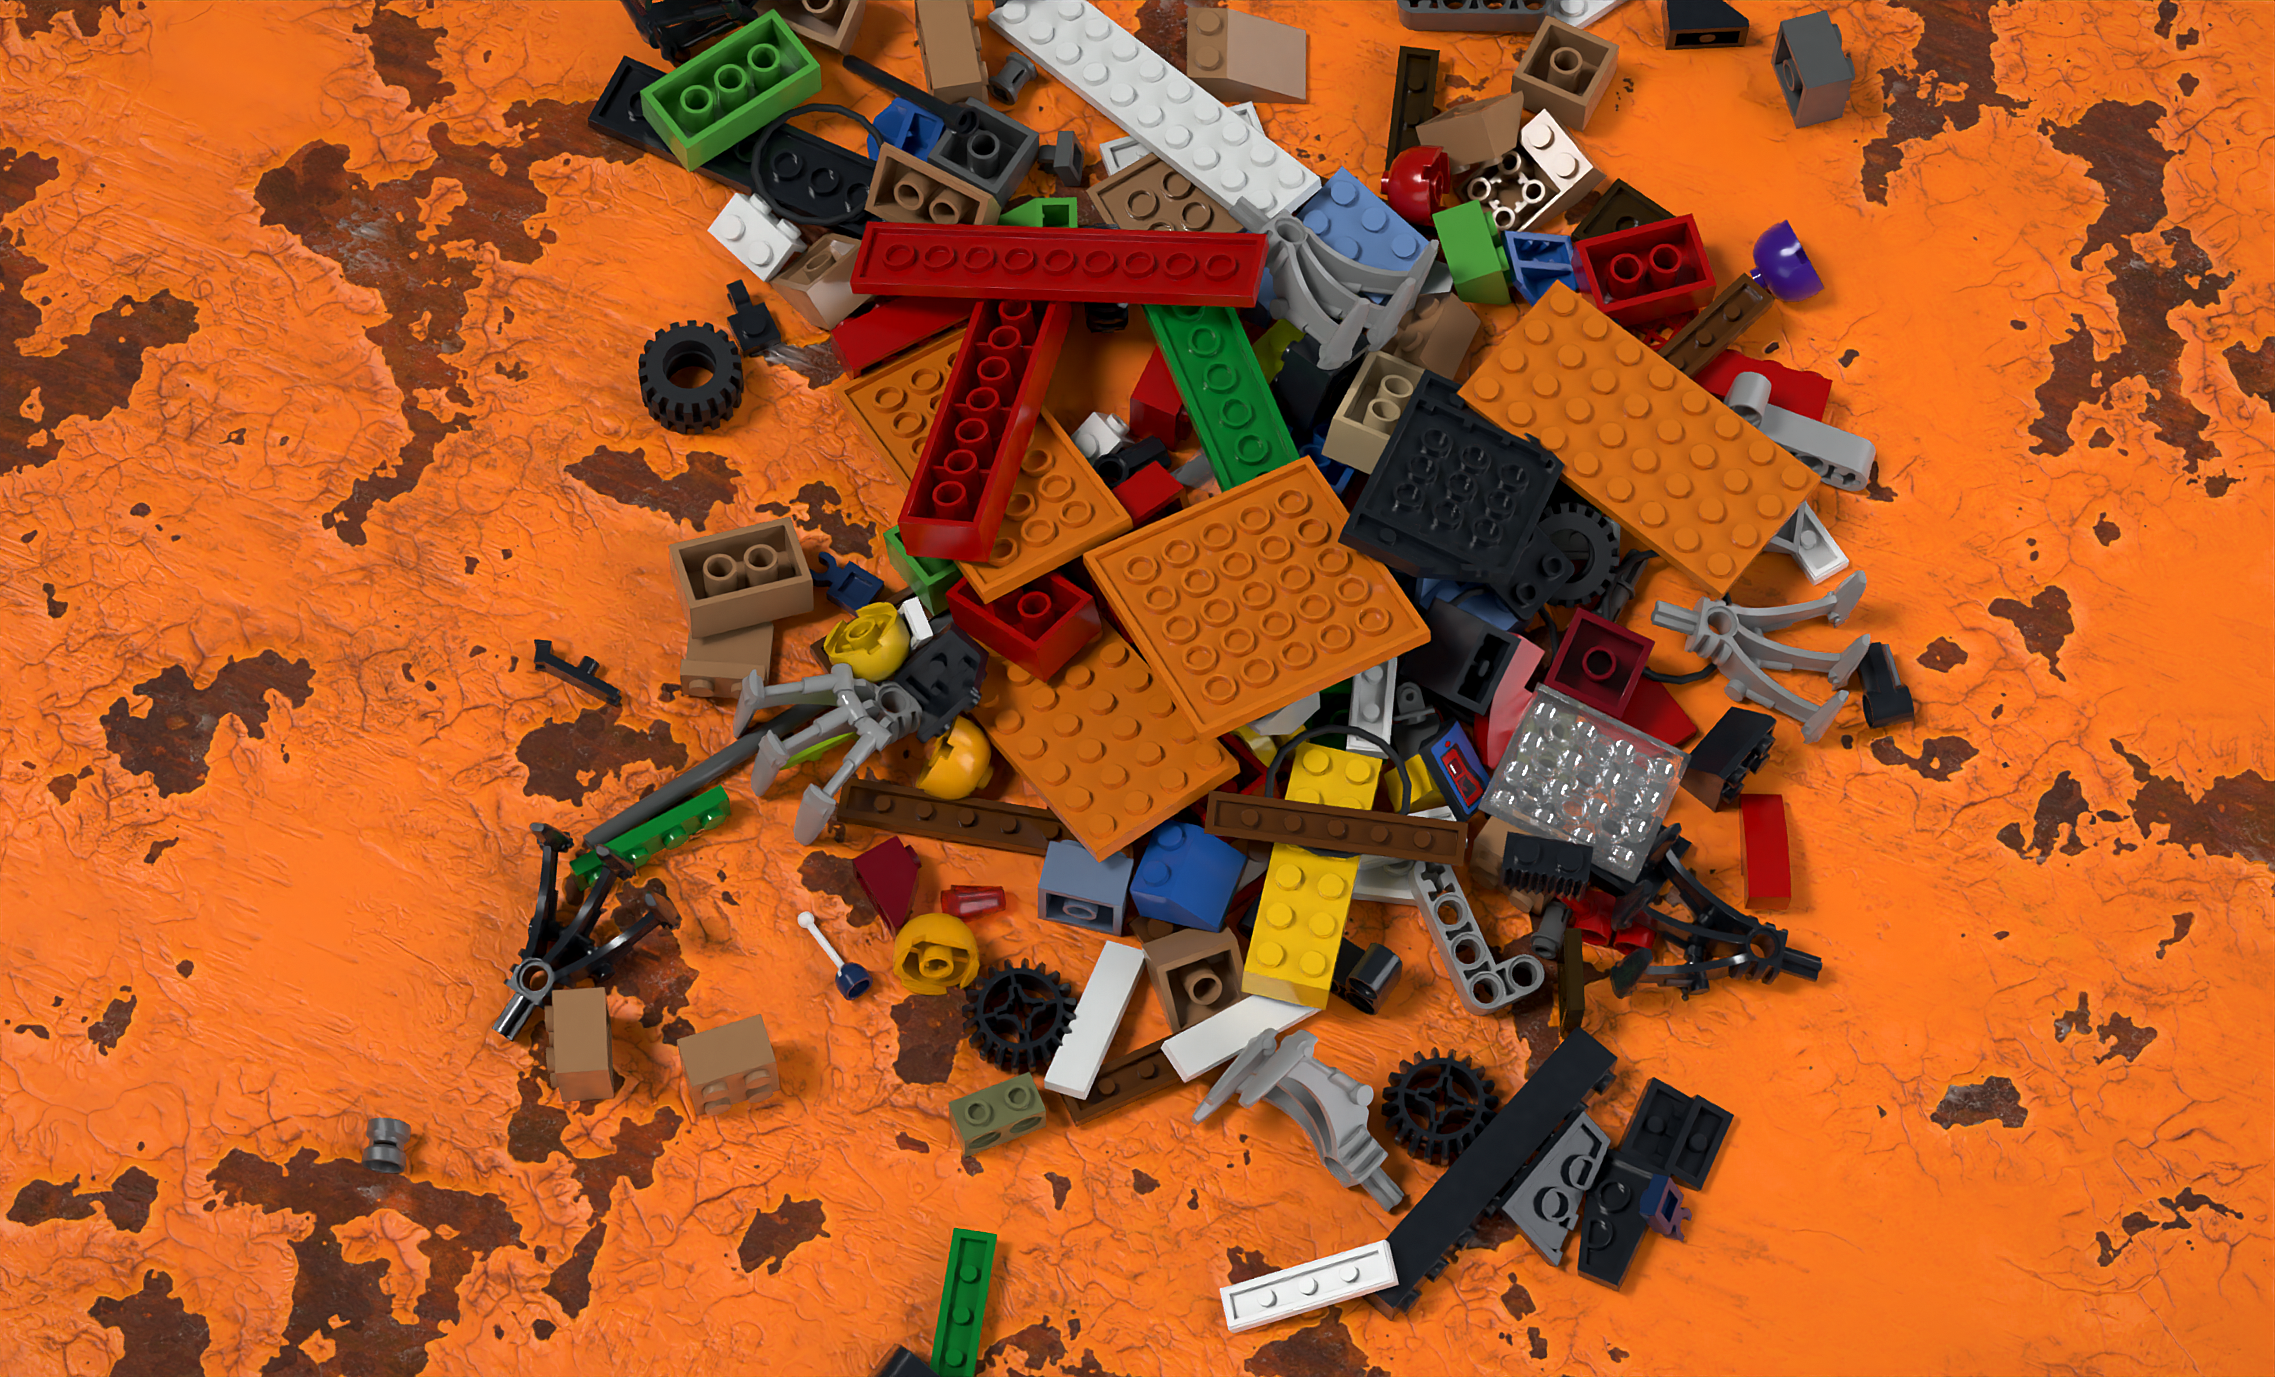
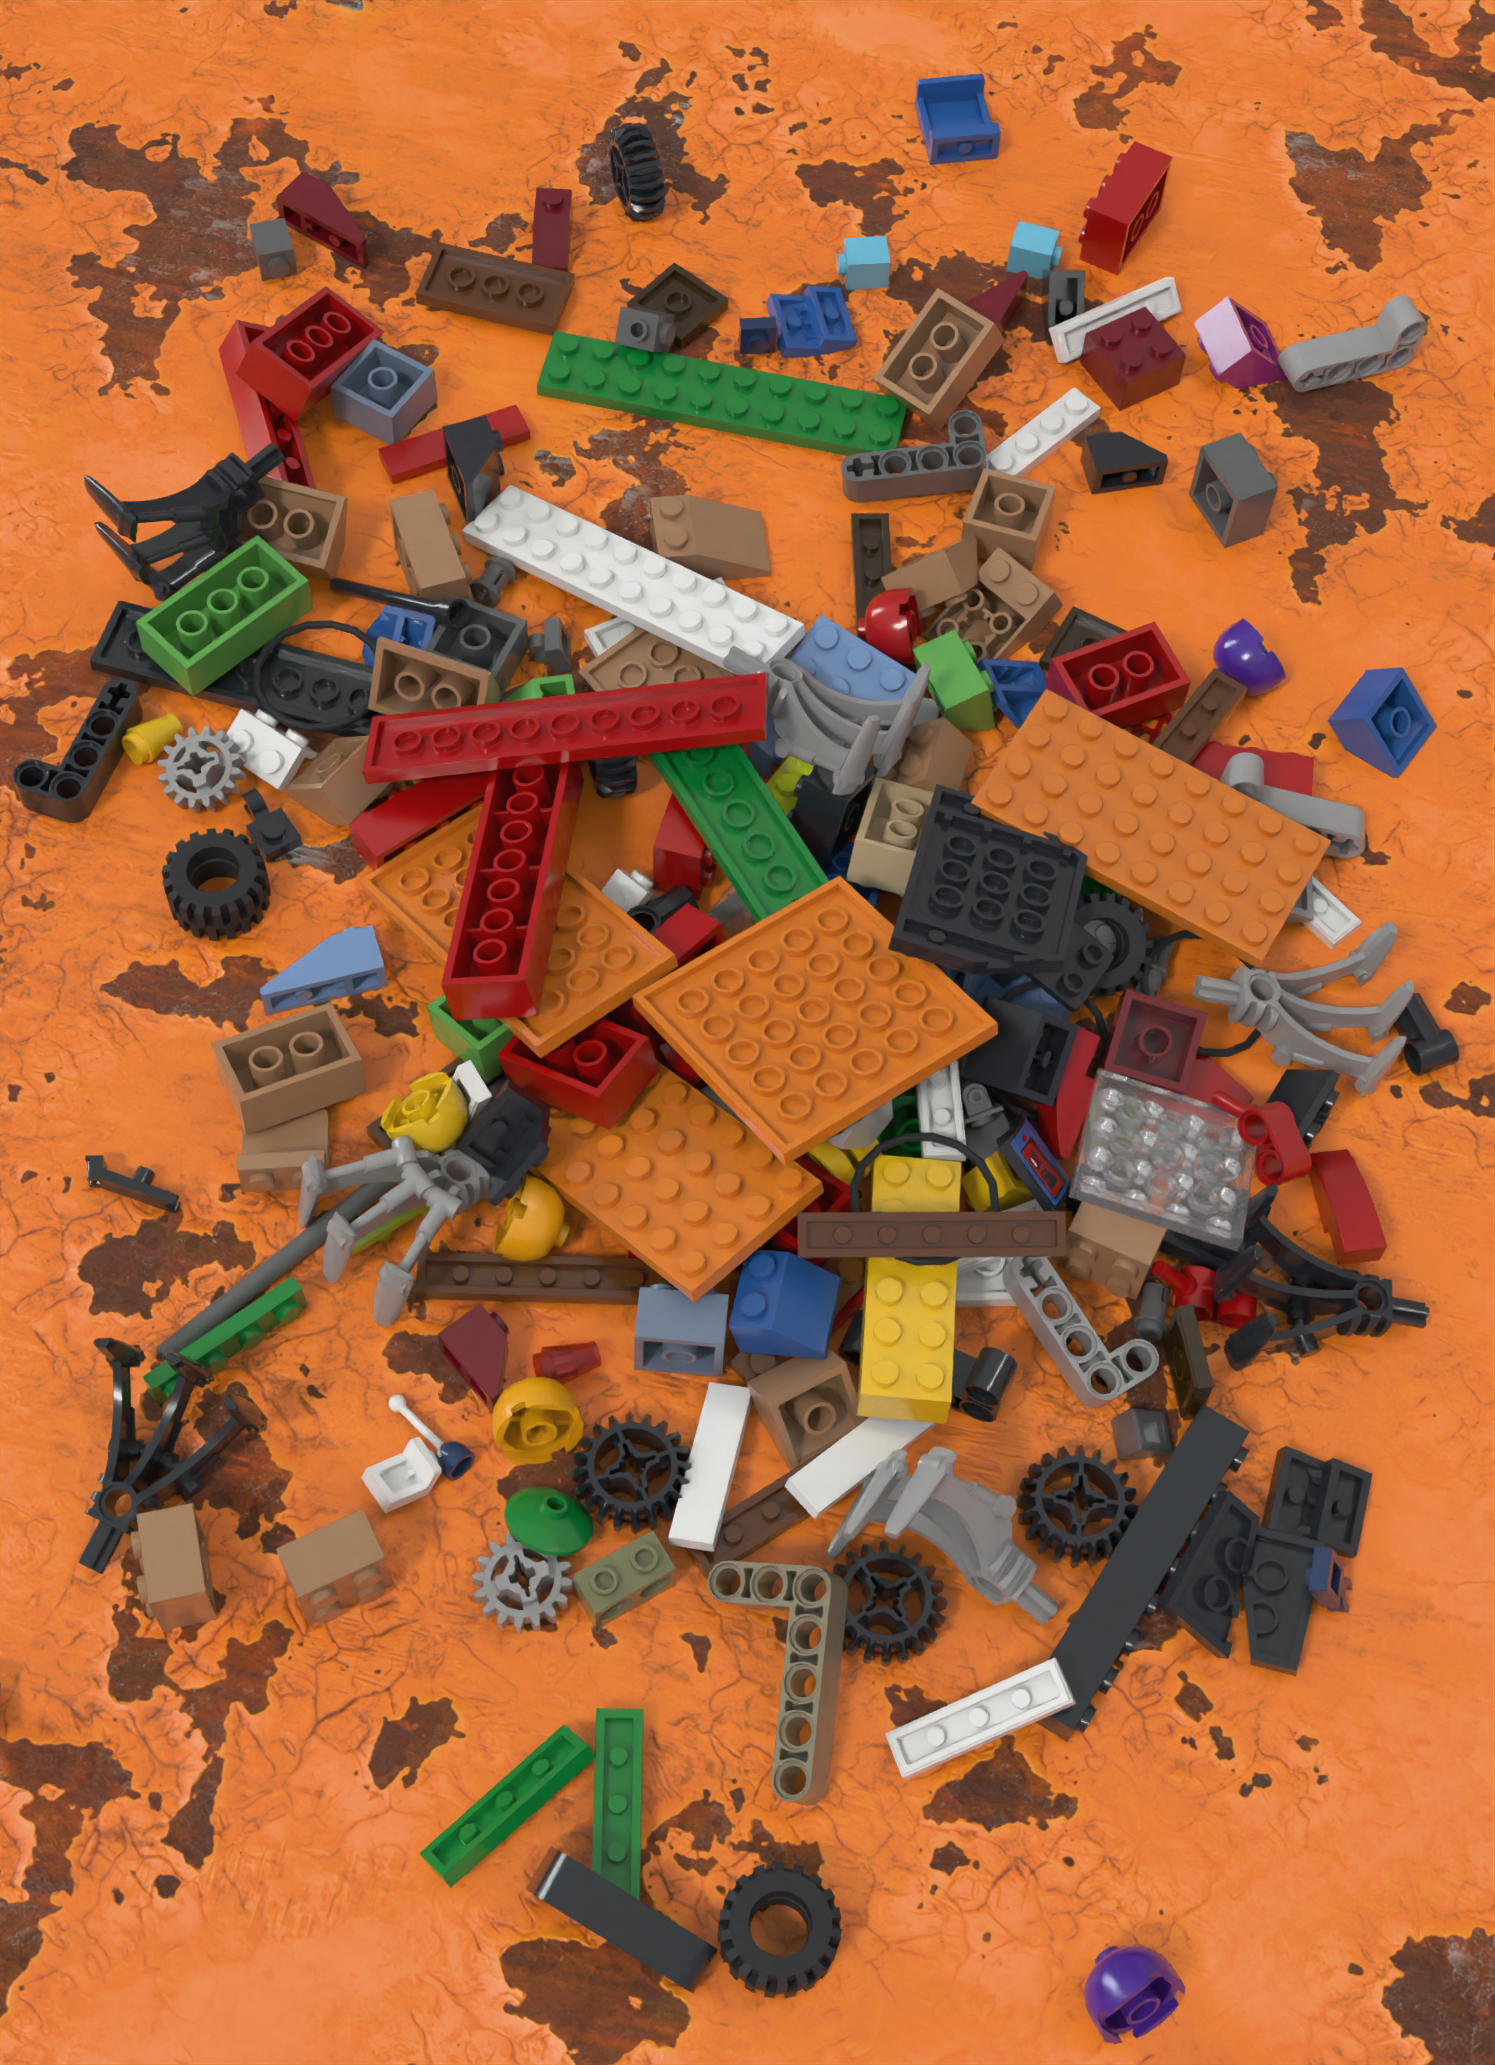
camera: 10 degrees left, 5 degrees down
(576, 216) = (112, 714): none -> black beam
(640, 211) = (148, 739): none -> yellow cone
(703, 262) = (195, 767): none -> light grey gear
(798, 480) = (332, 970): none -> medium blue slope
(802, 990) = (403, 1476): none -> white bracket
(848, 587) = (397, 1065): dark blue plate -> none
(860, 1302) = (507, 1805): none -> green plate
(886, 1108) = (507, 1590): none -> light grey gear
(934, 1050) = (548, 1521): none -> green dish
(1147, 1212) = (799, 1663): none -> dark tan beam
(1254, 1160) = (895, 1619): none -> black gear
(1517, 1046) = (1141, 1434): none -> flat silver slope
(1545, 866) = (1148, 1245): black brick -> none
(1698, 769) = (1276, 1135): none -> red beam
(1919, 347) = (1383, 720): none -> blue slope

